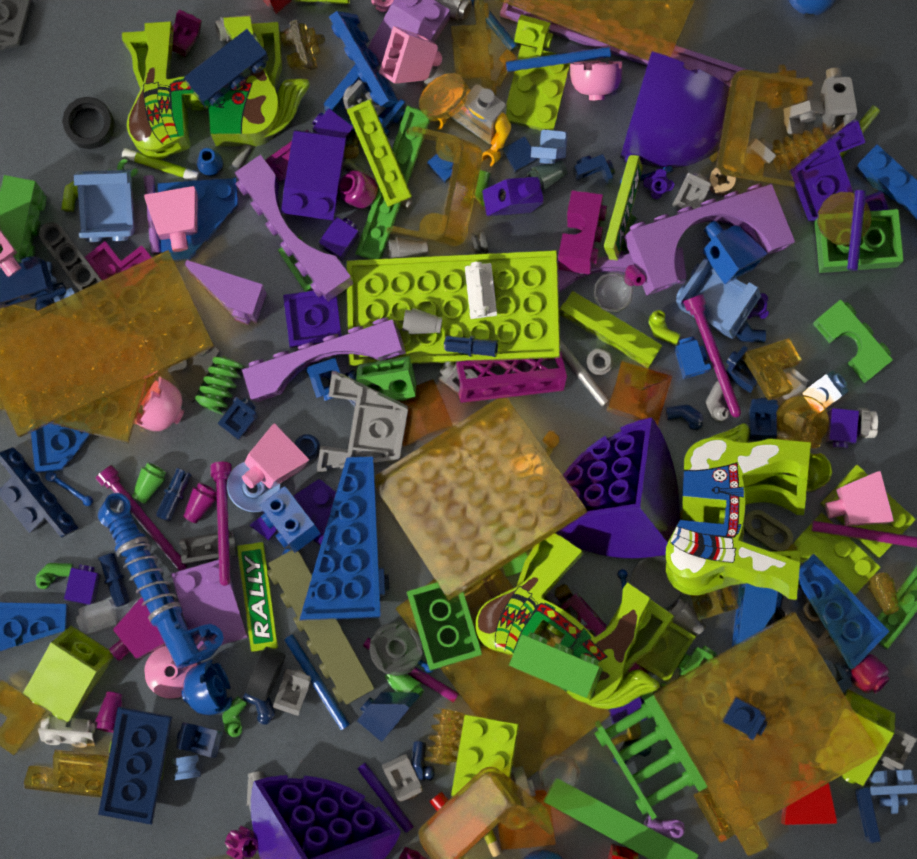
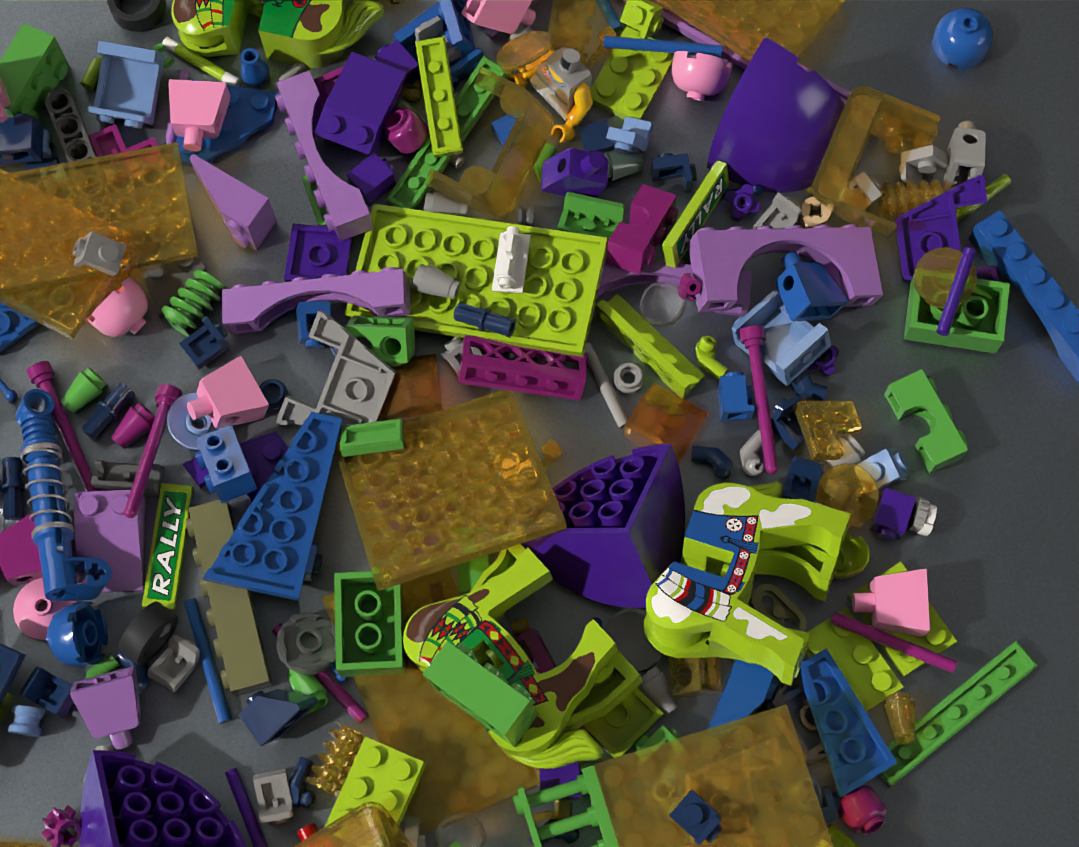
camera: 15 degrees right, 10 degrees down
(133, 367) = (99, 253): none -> light grey bracket
(251, 738) = (109, 705): none -> medium lavender torso
(402, 466) = (372, 437): none -> bright green tile
(534, 231) = (590, 215): none -> bright green bracket

